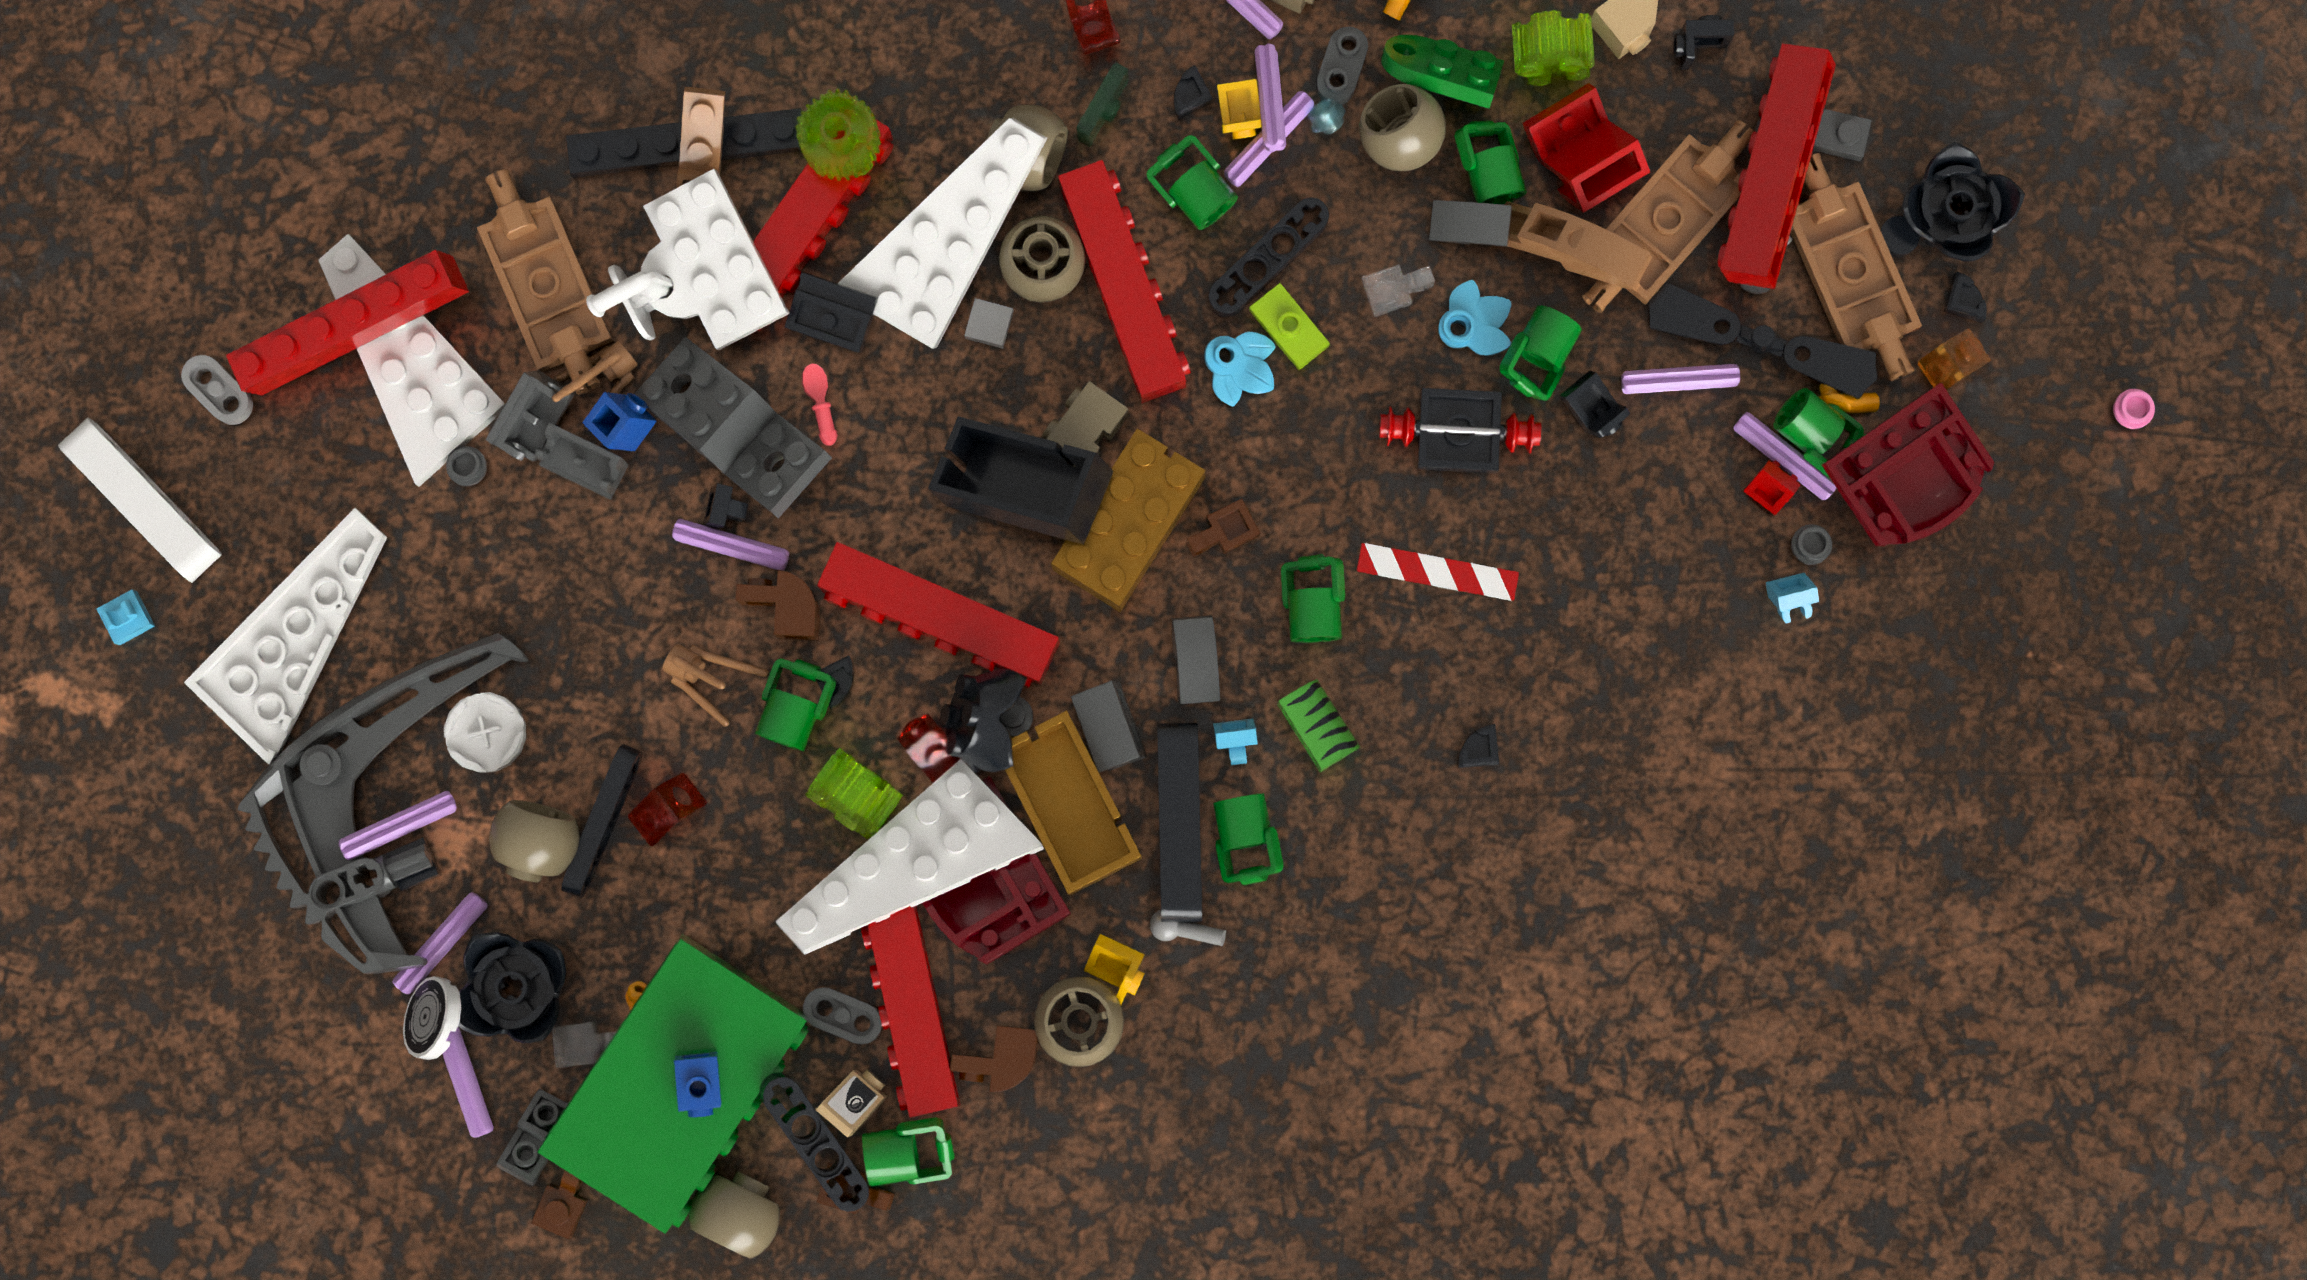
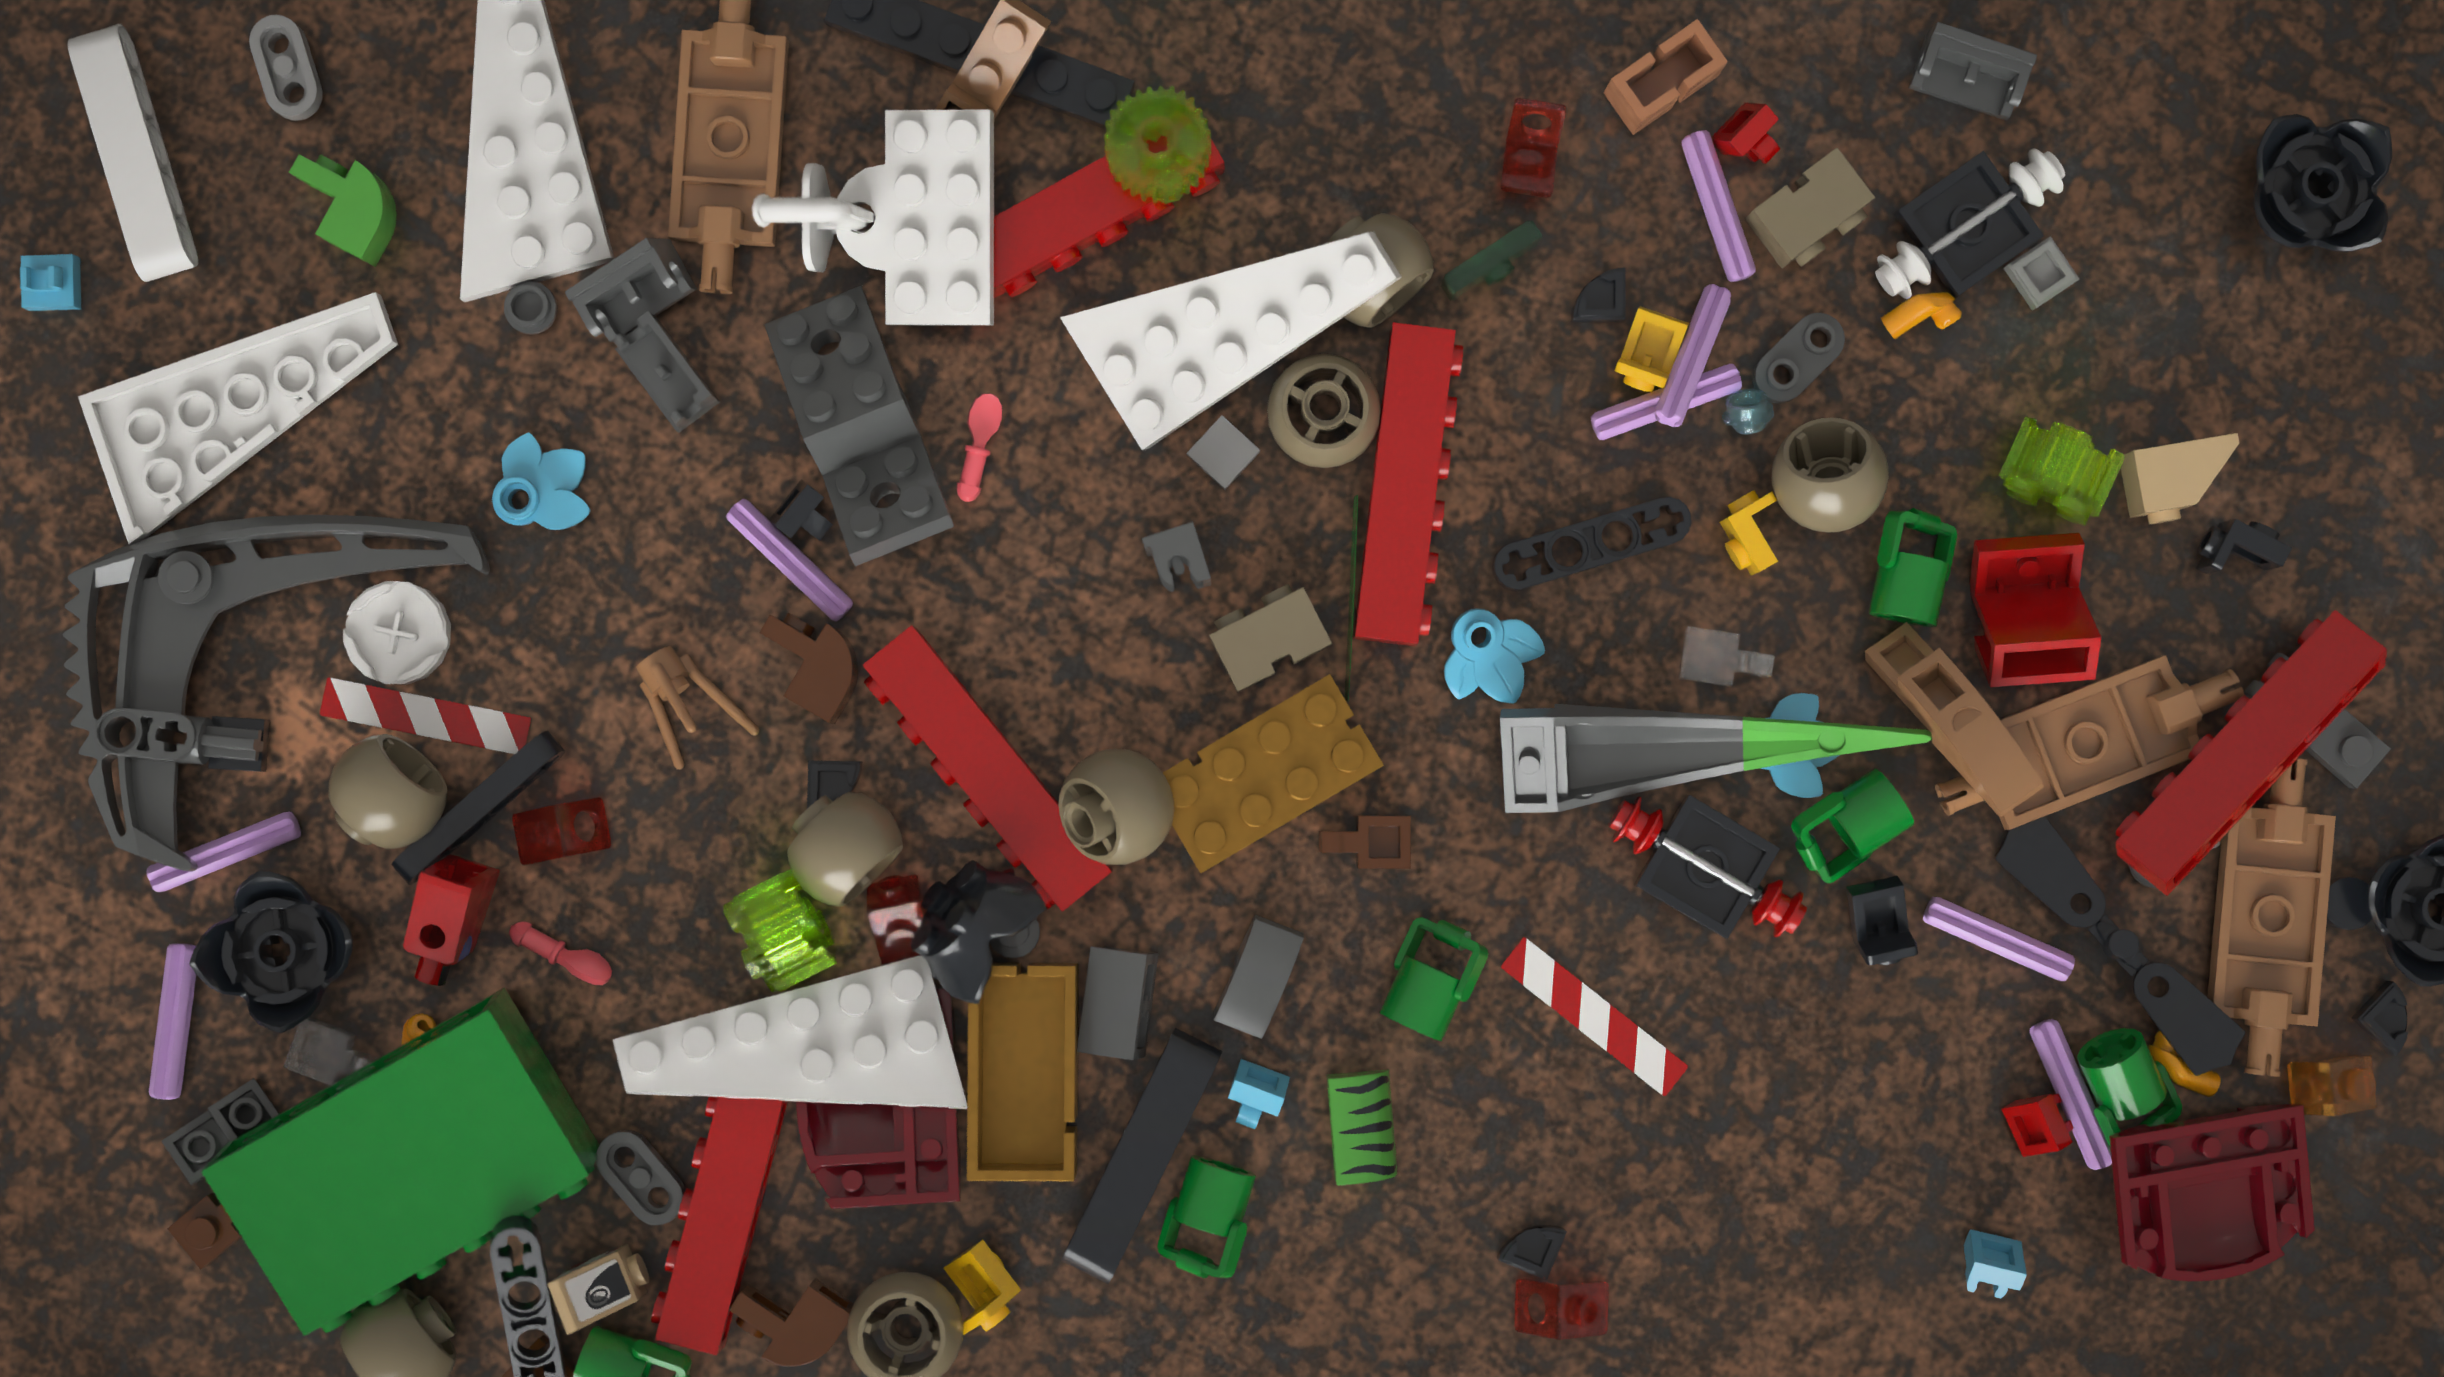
camera: 25 degrees right, 5 degrees up
(317, 460) = (362, 207): none -> bright green brick
(347, 323) = (473, 69): red brick -> none
(397, 825) = (240, 692): lavender axle -> none
(430, 1018) = (168, 937): tile -> none
(532, 780) = (424, 716): none -> sticker
(536, 576) = (548, 481): none -> medium azure plate
(611, 362) = (760, 274): medium nougat plant -> none
(618, 887) = (448, 915): none -> red torso
(620, 421) = (732, 350): blue brick -> none
(698, 1083) = (423, 1189): blue brick -> none
(727, 891) = (581, 963): none -> coral piece
(788, 717) = (753, 800): green piece -> none
(831, 312) = (1045, 346): black plate -> none
(867, 715) = (843, 847): none -> dark tan wheel
(992, 399) = (1176, 548): none -> dark grey hinge
(1021, 480) = (1162, 668): black piece -> none
(1038, 588) = (1116, 806): none -> dark tan wheel
(1125, 373) = (1351, 598): none -> green sticker
(1170, 930) = (1086, 1284): light grey bar -> none
(1200, 190) = (1553, 427): green piece -> none
(1289, 326) = (1572, 638): lime plate -> none
(1346, 391) = (1597, 754): none -> dark grey plate
(1372, 203) = (1746, 543): none -> yellow bracket
(1443, 68) = (1916, 427): green plate -> none
(1470, 223) = (1850, 629): dark grey slope -> none
(1525, 776) = (1570, 1309): none -> clear red bracket
(1811, 544) = (2047, 1213): dark grey plate -> none

